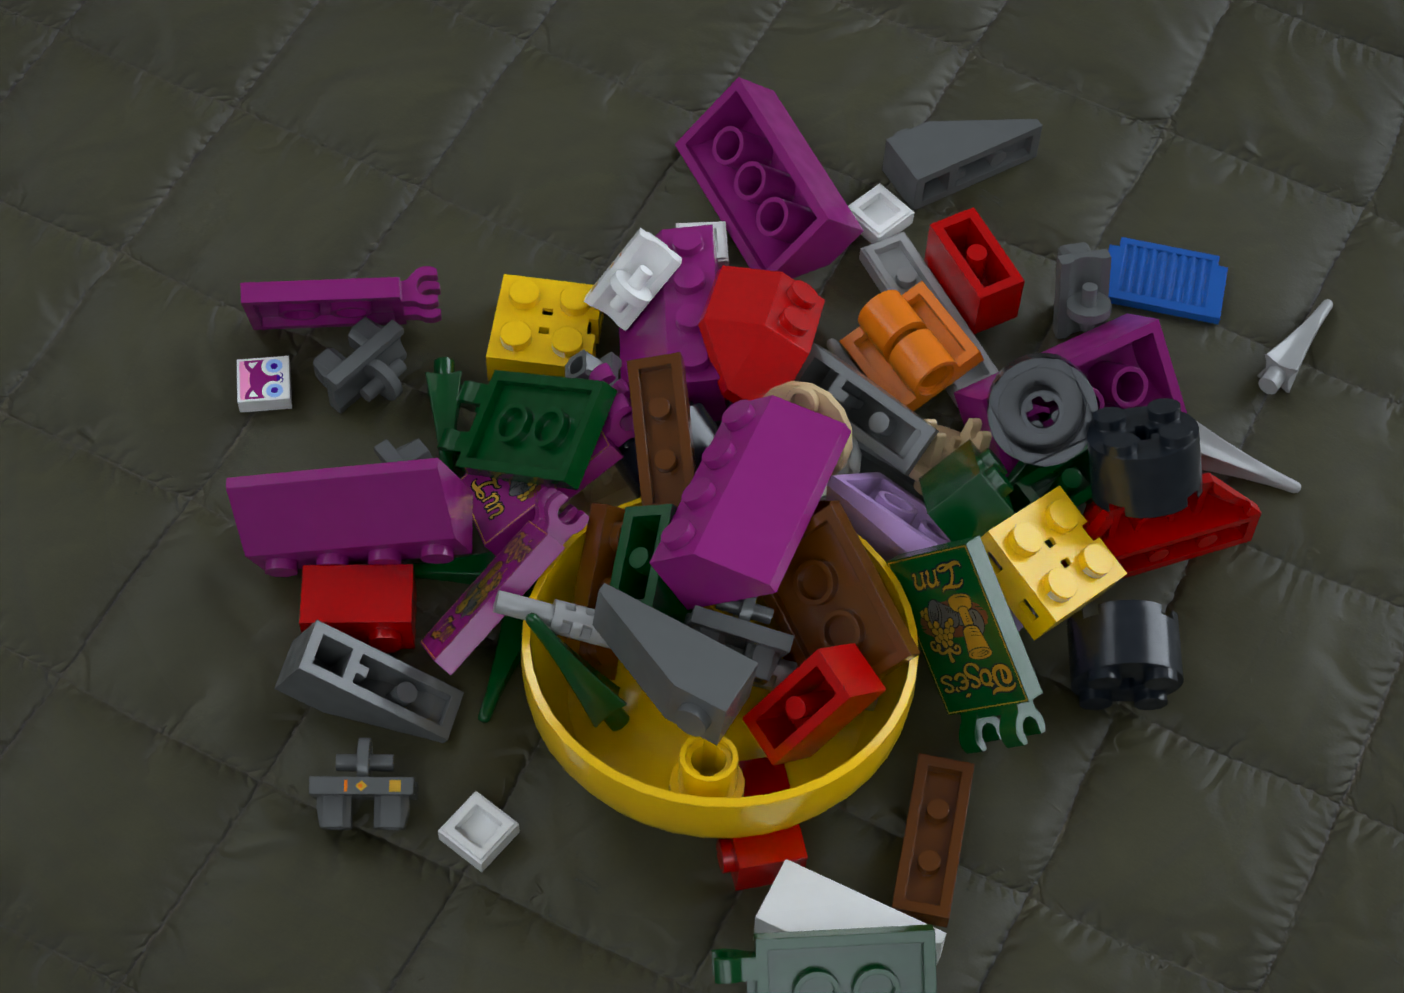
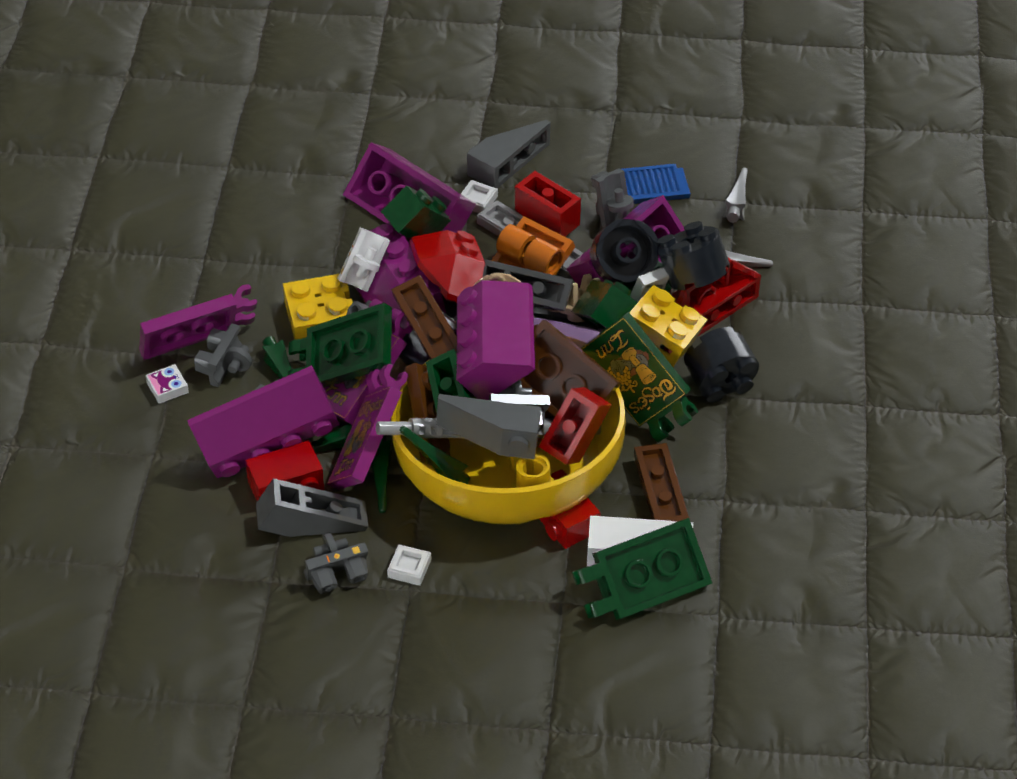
camera: 20 degrees left, 10 degrees down
(749, 228) = (416, 213): none -> dark green brick
(1070, 475) = (645, 282): none -> white tile

